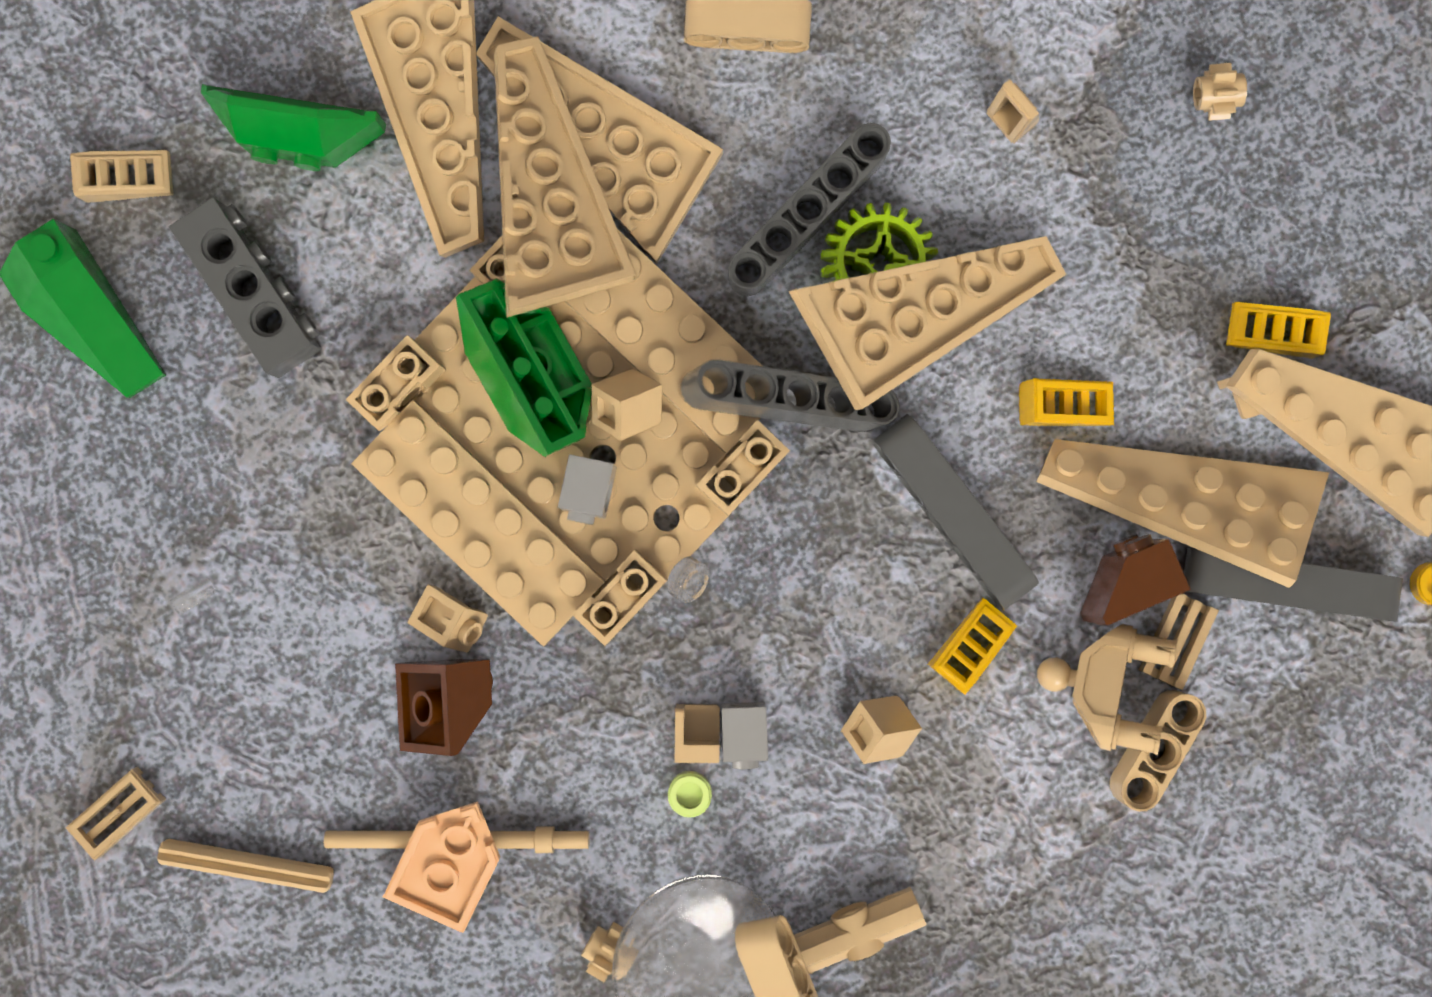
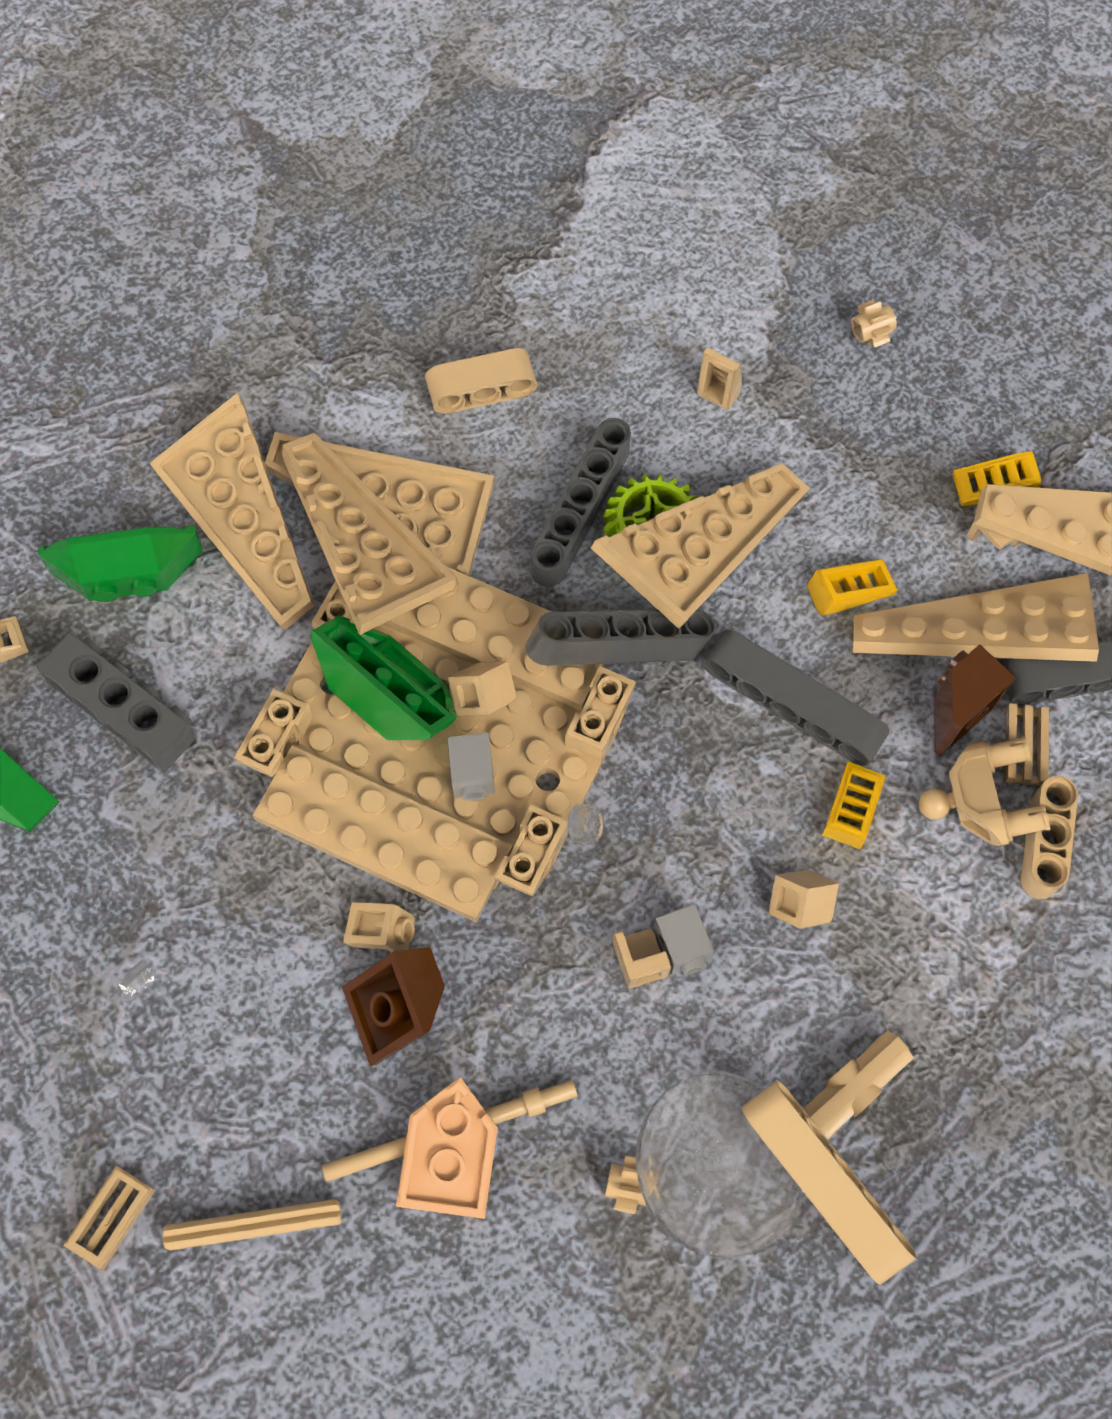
camera: 20 degrees left, 20 degrees down
(689, 794) = (653, 1016): yellowish green tile -> none

